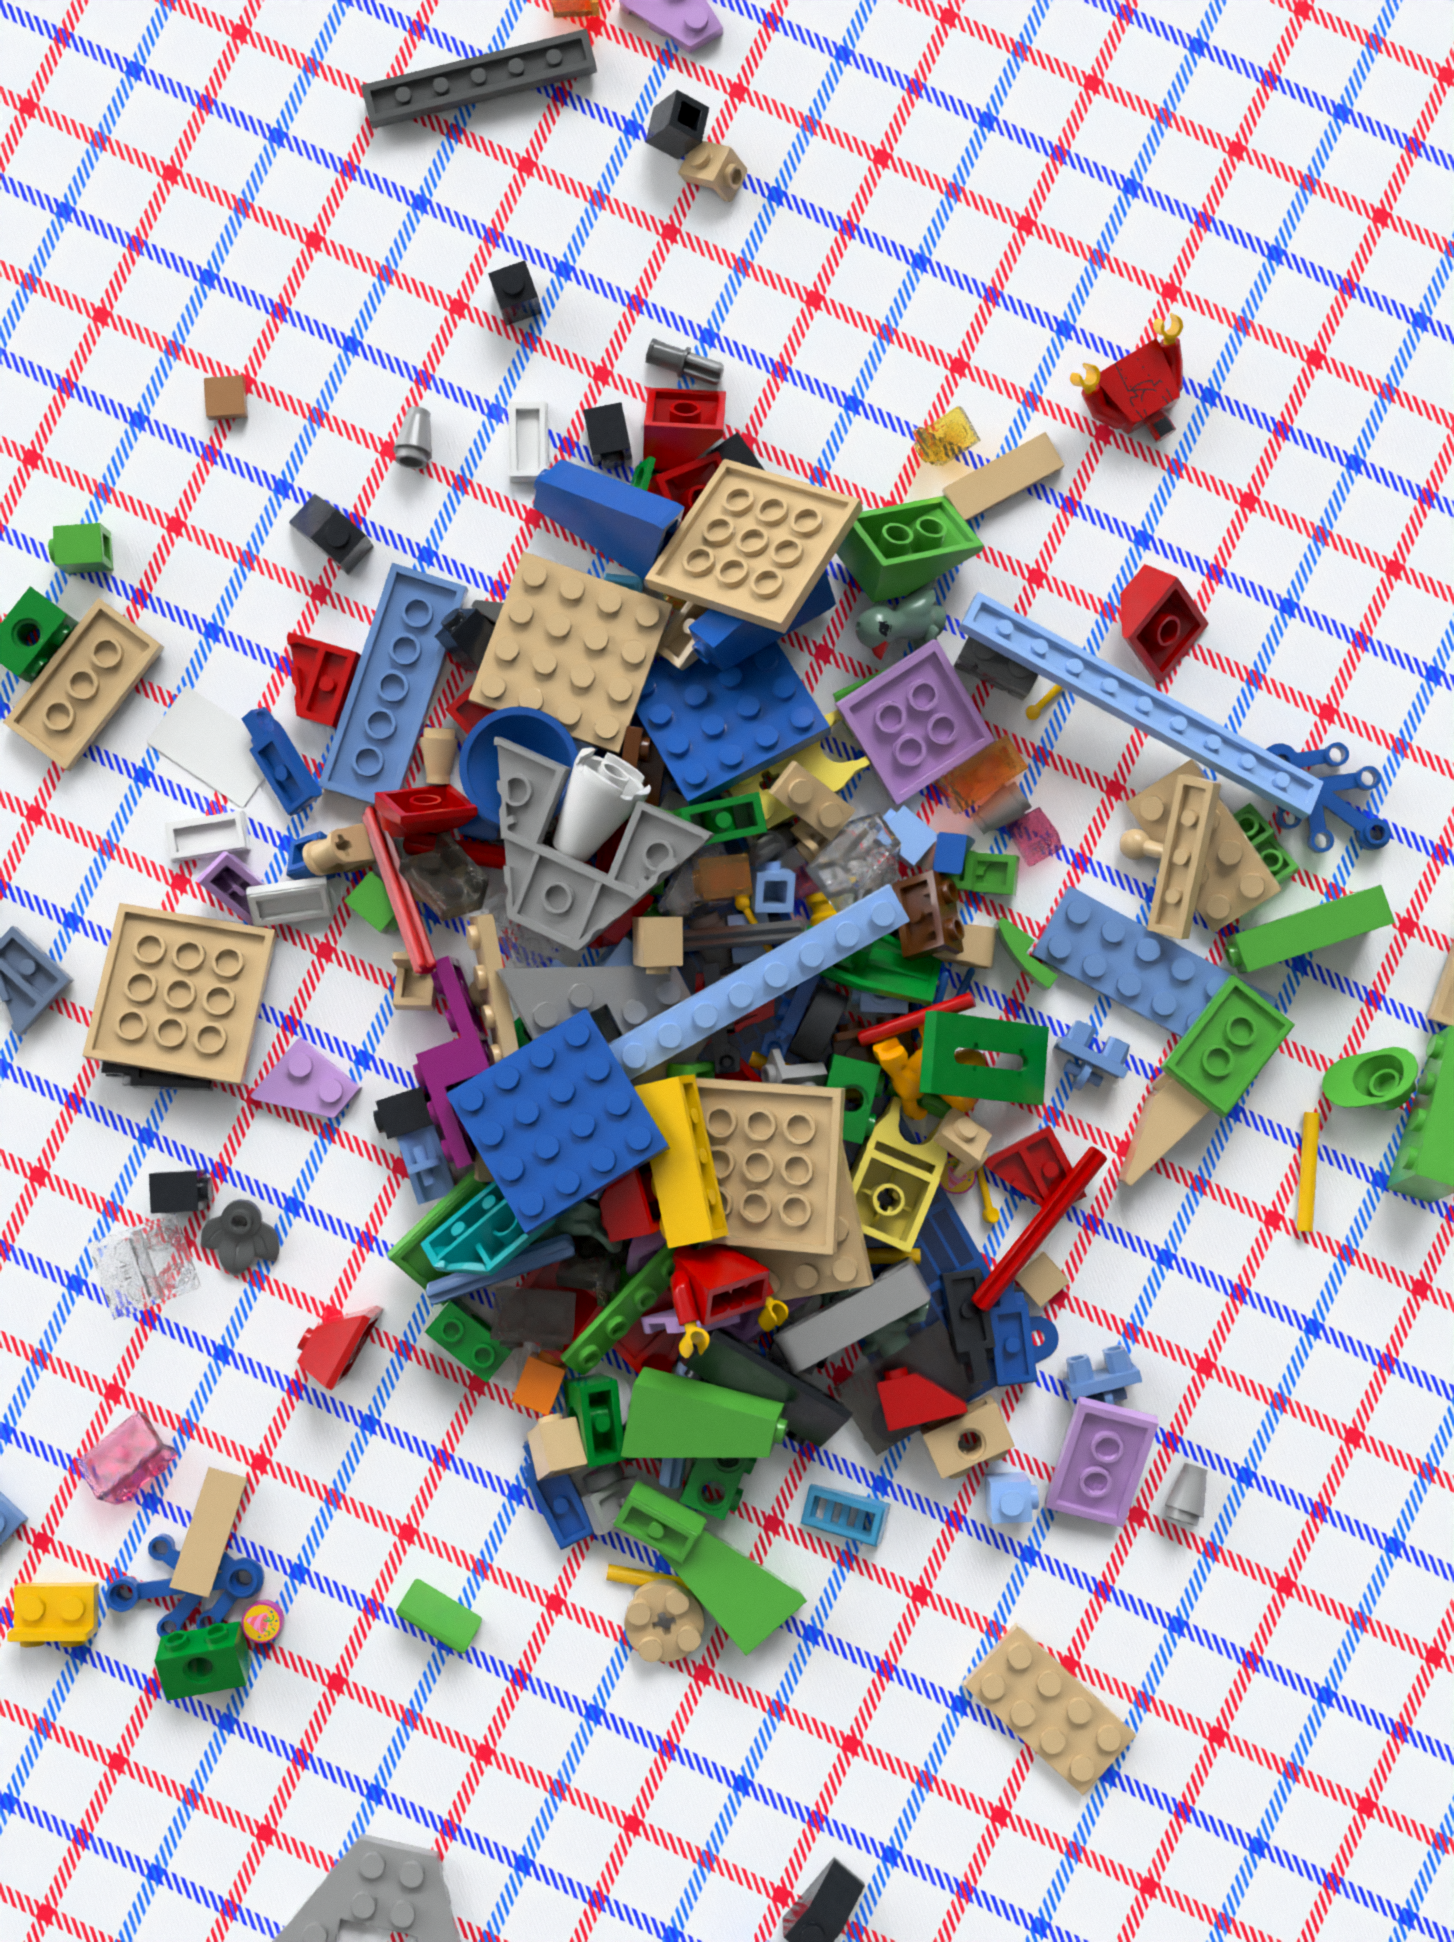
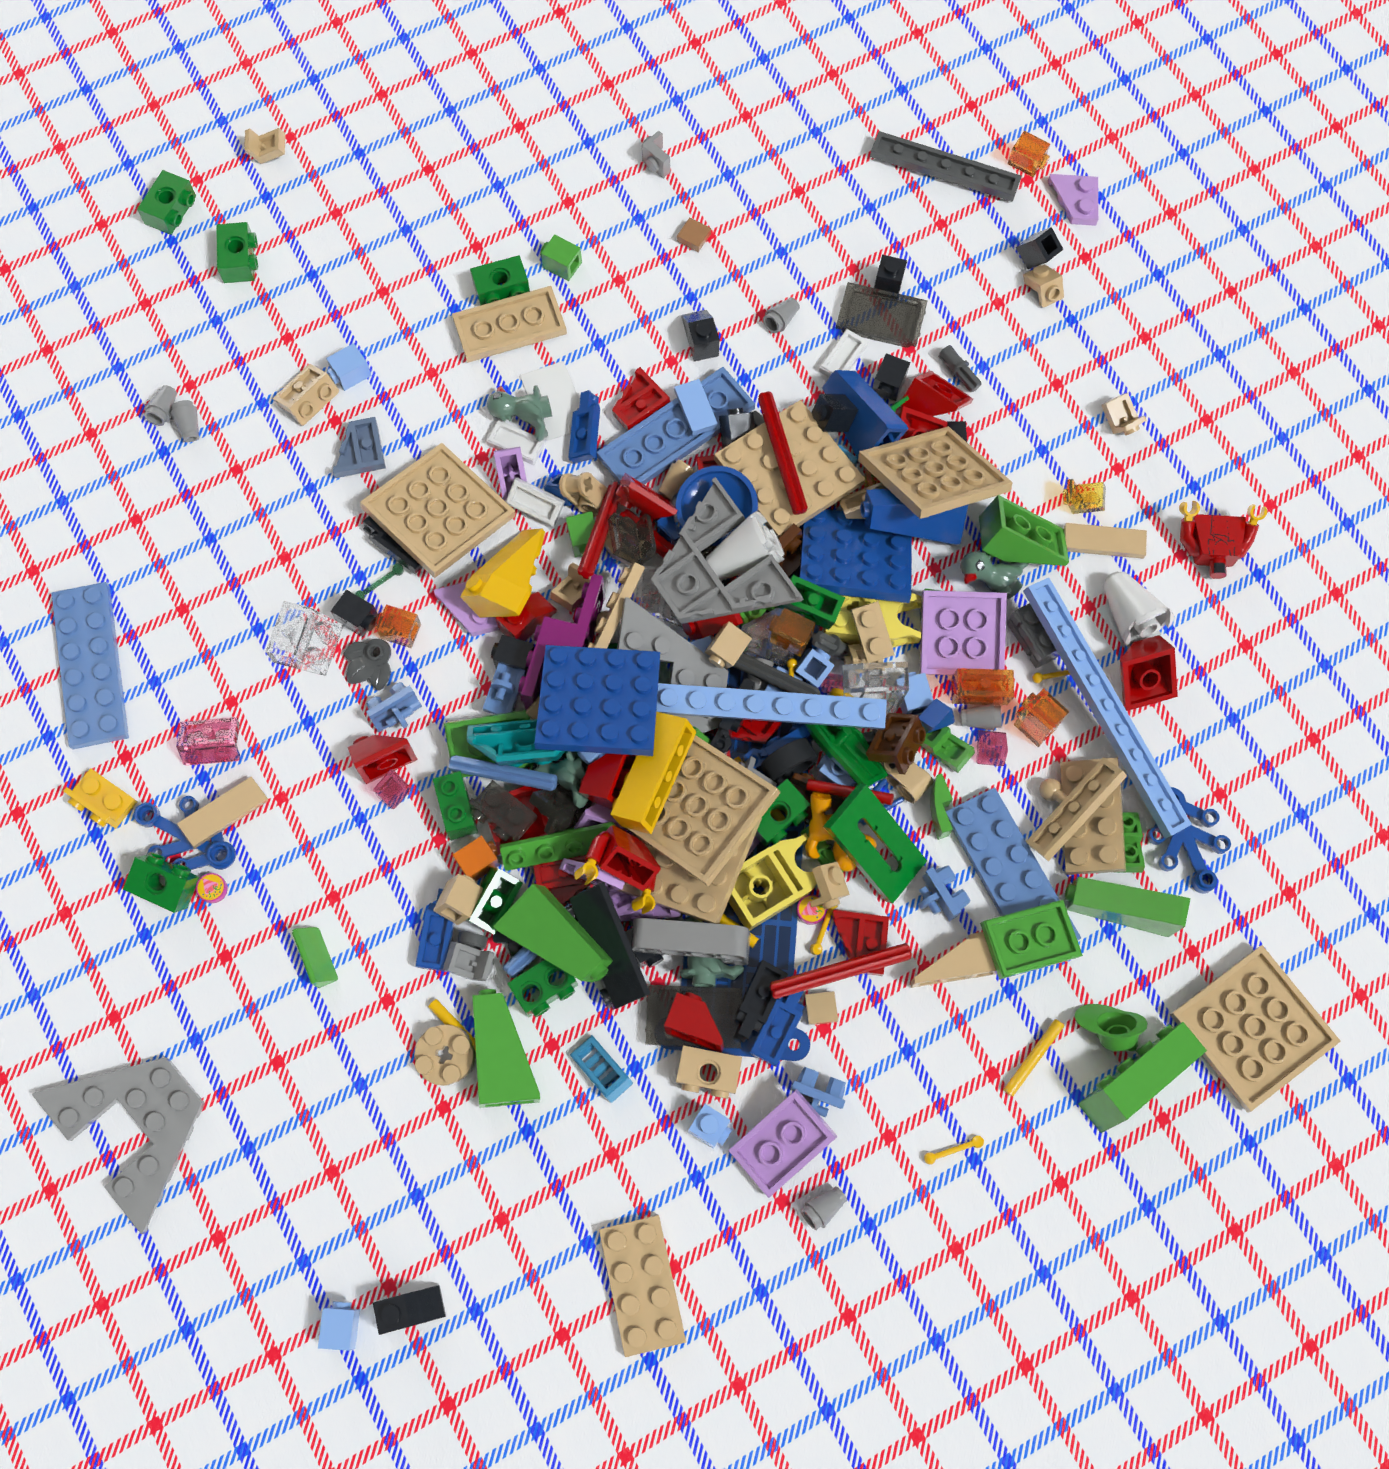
camera: 35 degrees right, 15 degrees down
(100, 323) = (654, 156): none -> light grey bracket
(186, 1098) = (396, 570): none -> clear green hinge
(193, 784) = (528, 408): none -> sand green animal
(241, 1171) = (397, 626): none -> clear orange brick
(315, 1275) = (393, 709): none -> medium blue hips
(328, 1037) = (503, 582): none -> yellow wedge
(382, 1368) = (391, 789): none -> clear pink slope
(384, 1053) = (525, 624): none -> red slope
(398, 644) = (695, 407): none -> light blue tile
(538, 351) = (882, 315): none -> clear smoke piece
(552, 643) = (782, 453): none -> red axle
(576, 541) = (834, 412): none -> black brick
(660, 1522) = (486, 985): bright green slope -> none
(923, 293) = (1122, 415): none -> tan bracket
(1072, 768) = (1040, 716): none -> clear orange brick
(1094, 549) = (1135, 608): none -> white cone
(1303, 1307) = (976, 1142): none -> yellow hinge

